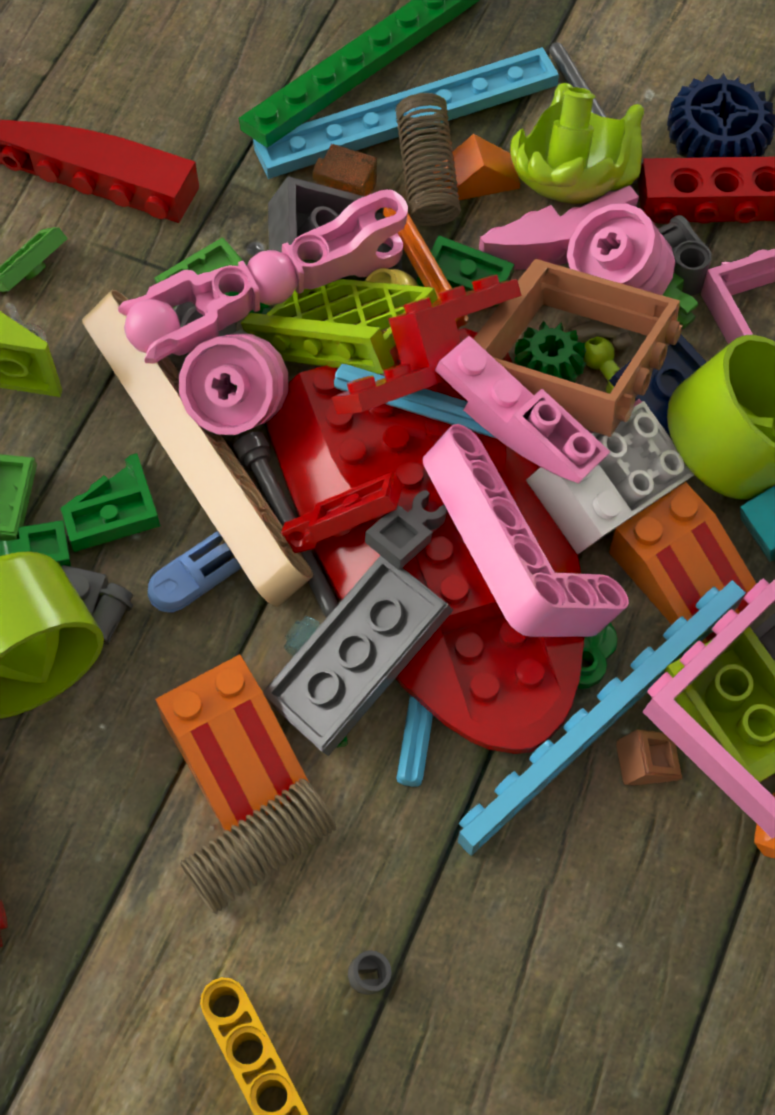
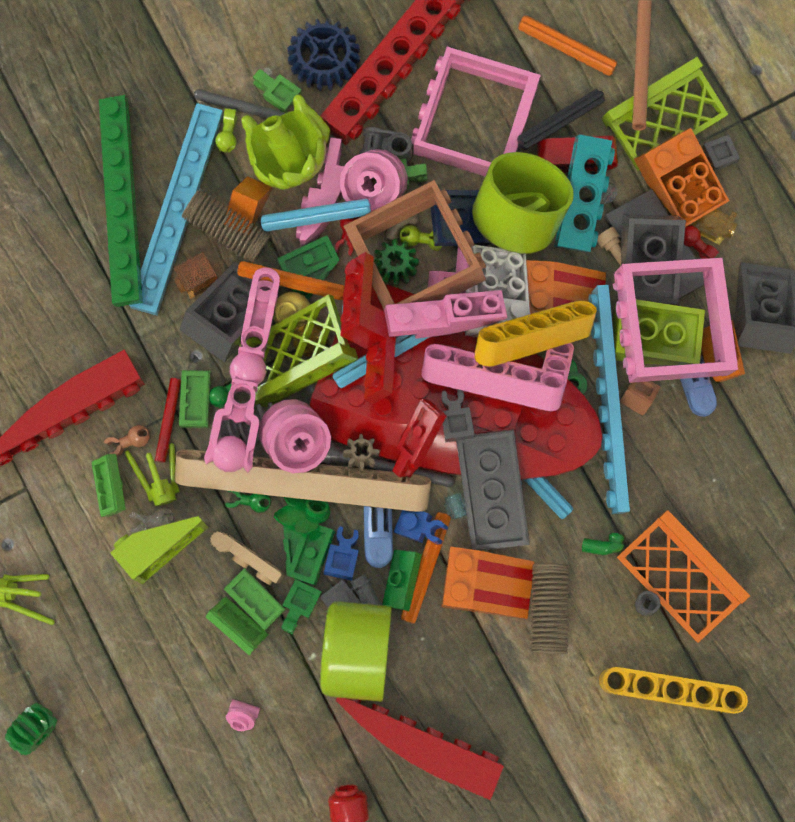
camera: 55 degrees left, 15 degrees up
(50, 453) = (245, 556): none -> tan hinge
(63, 313) = (162, 491): none -> lime plant
(108, 251) = (133, 438): none -> nougat arm
(128, 417) = (255, 501): none -> green arm
(132, 557) = (341, 558): none -> blue plate
(150, 270) = (168, 419): none -> red bar
(152, 474) = (303, 514): none -> green plate
(157, 640) = (402, 579): none -> green plate
(195, 661) = (425, 571): none -> orange axle
(242, 611) = (417, 525): none -> blue plate
(277, 474) = (360, 445): none -> dark tan gear
(400, 859) = (600, 547): none -> green arm
(491, 1006) = (701, 558): none -> orange fence
(523, 226) = (315, 215): none -> medium azure axle
(530, 103) = (226, 139): none -> lime arm
(597, 540) = (534, 333): none -> yellow beam
(631, 95) = (278, 91): none -> bright green plate
(715, 829) = (700, 394): none -> medium blue arm

